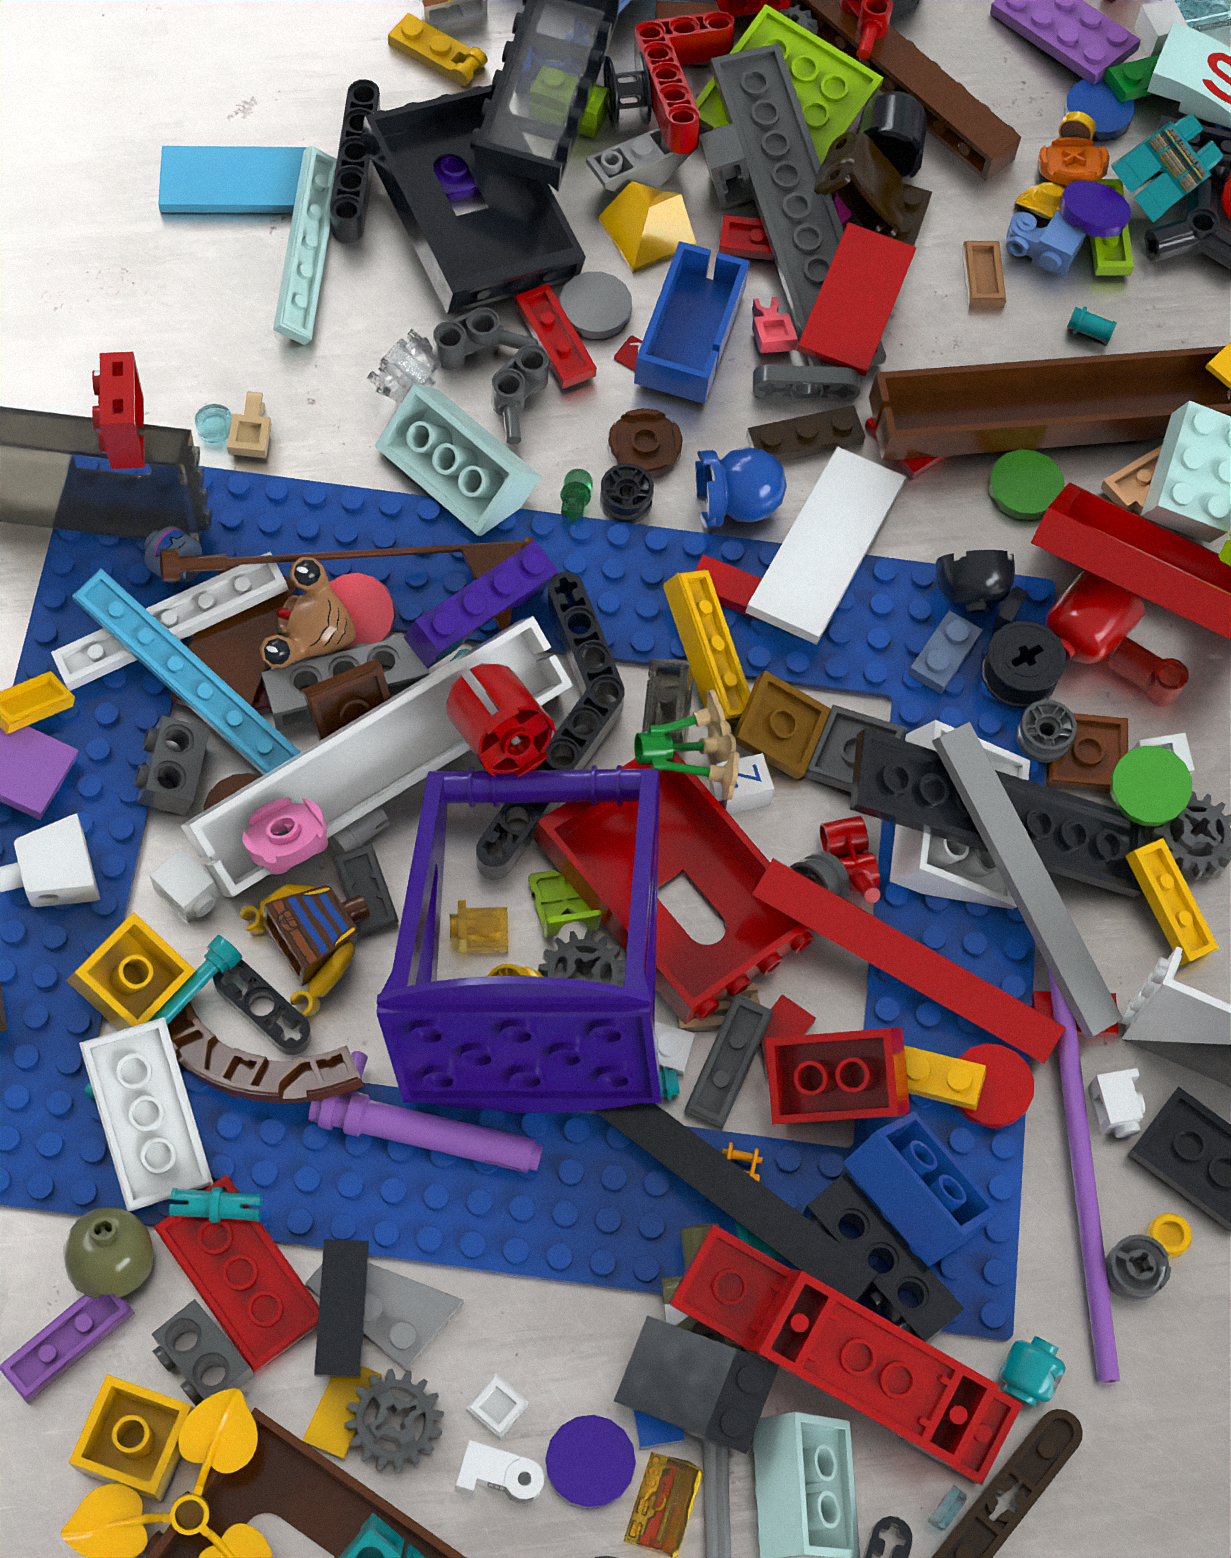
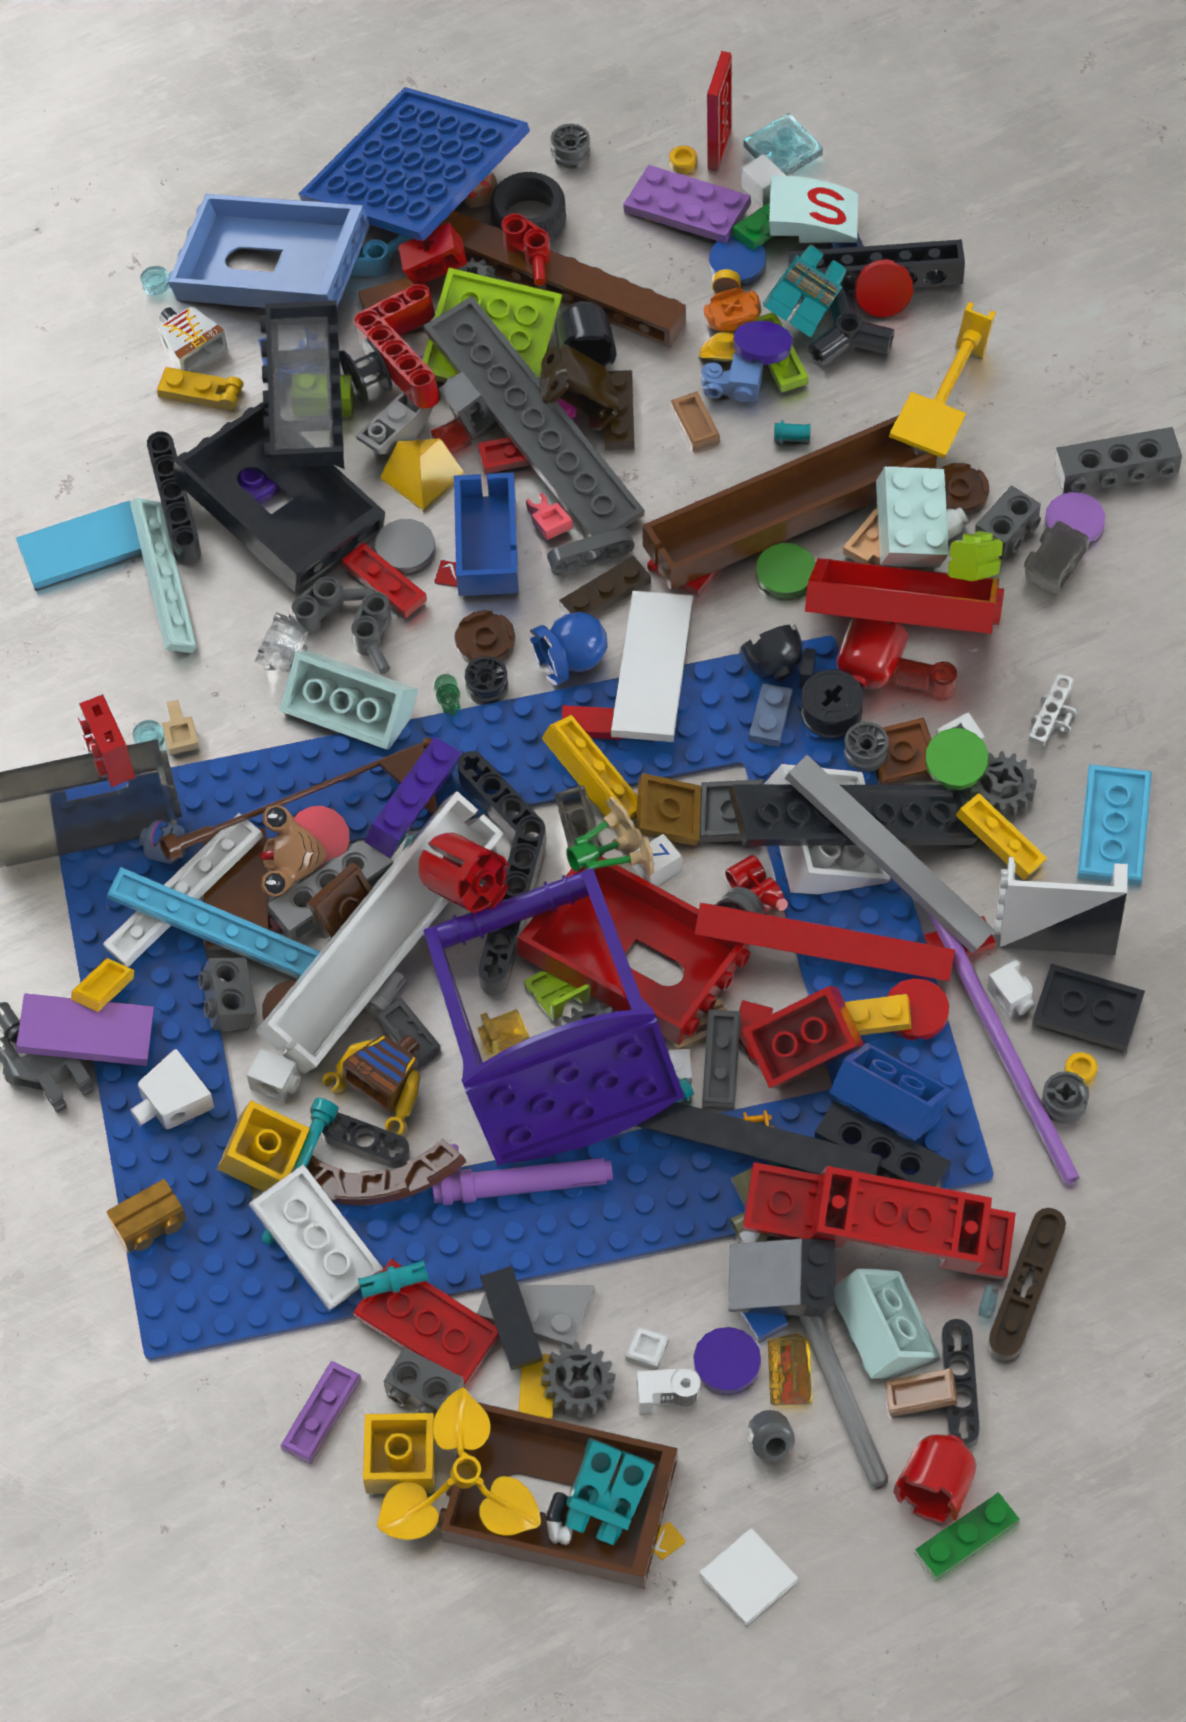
camera: 10 degrees left, 5 degrees down
(108, 1252) = (327, 1341): olive cylinder -> none
(276, 852) = (351, 1006): bright pink plate -> none
(698, 198) = (452, 436): none -> clear red tile
(856, 299) = (605, 473): red tile -> none
(1032, 1370) = (1015, 1190): teal head -> none

